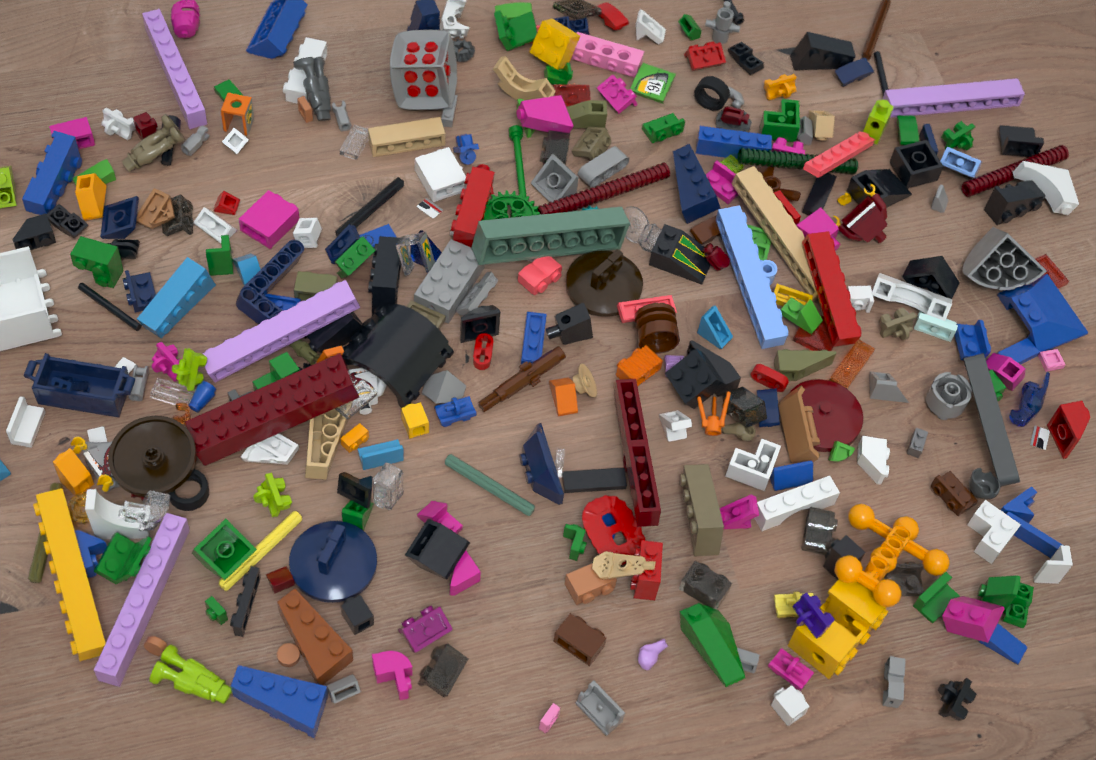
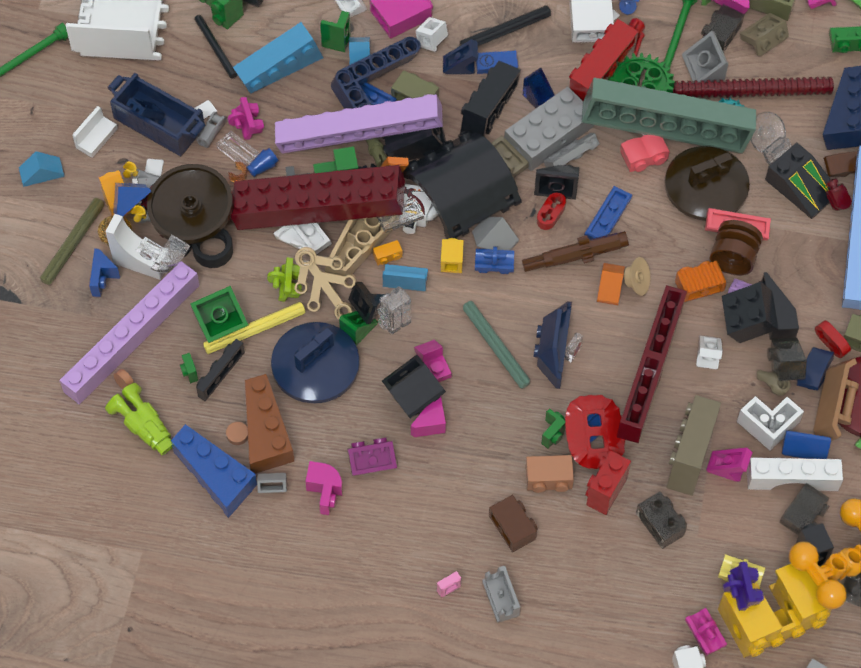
camera: 30 degrees right, 5 degrees up
(70, 573) = (75, 289): yellow brick -> none
(88, 470) = (127, 196): none -> blue slope
(122, 558) = (125, 288): green bracket -> none
(140, 289) = (249, 38): dark blue bracket -> none
(187, 370) = (257, 132): lime hips -> none
(280, 579) = (260, 361): dark red slope -> none
(308, 483) = (322, 279): none -> tan plant
(354, 257) = (463, 73): green bracket -> none
(357, 614) = (314, 420): black brick -> none
(424, 247) = (514, 88): clear piece -> none
(429, 208) = (566, 47): sticker -> none
(443, 669) = (371, 501): clear smoke bracket -> none
(572, 325) = (650, 215): black torso -> none
(594, 480) = (600, 377): black tile -> none
(603, 167) = (765, 61): light grey beam -> none
(609, 565) = (570, 462): tan piece -> none
(649, 654) = (574, 563): lavender animal -> none
(713, 424) = (749, 365): orange plant -> none
(714, 328) = (799, 268): dark azure slope -> none
(714, 641) = (642, 574): green wedge -> none
(748, 659) = (664, 604): light grey piece -> none

